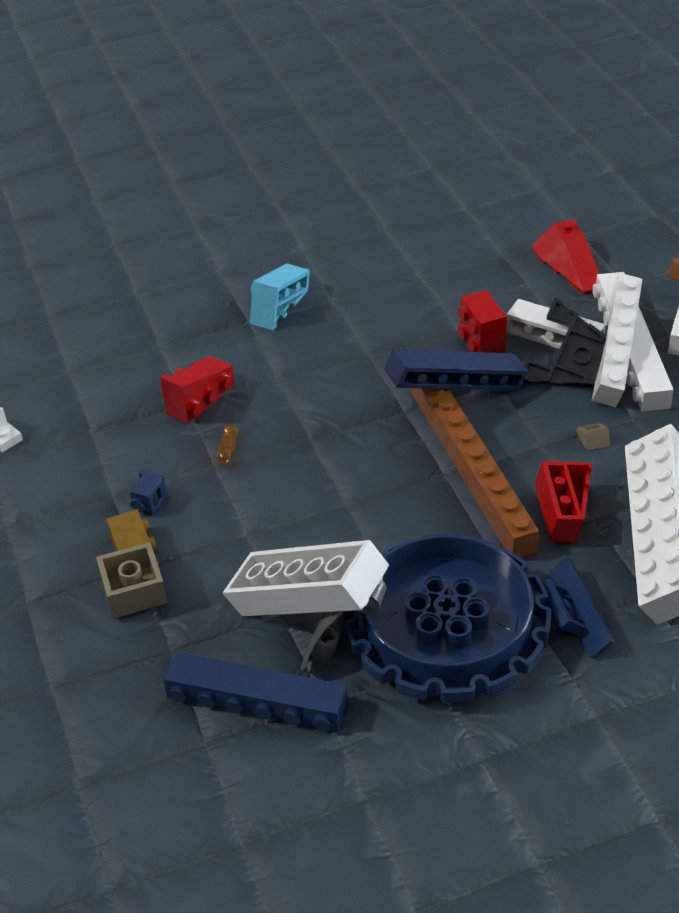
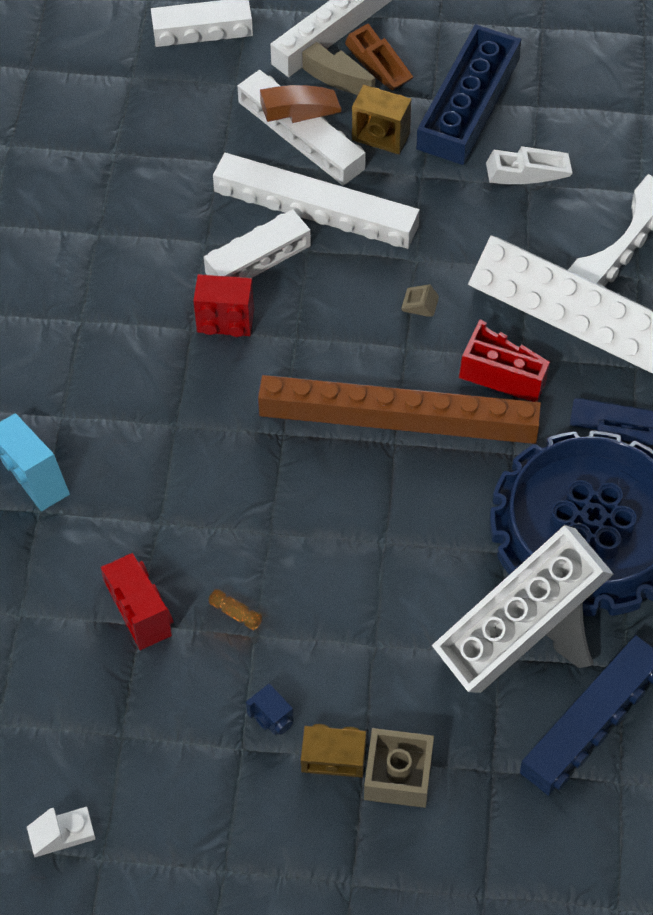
camera: 65 degrees left, 15 degrees up
(455, 370) = (292, 360): dark blue brick -> none
(568, 253) = (146, 179): red wedge -> none
(578, 355) = (318, 251): black wing -> none
(617, 349) = (365, 240): white arch -> none

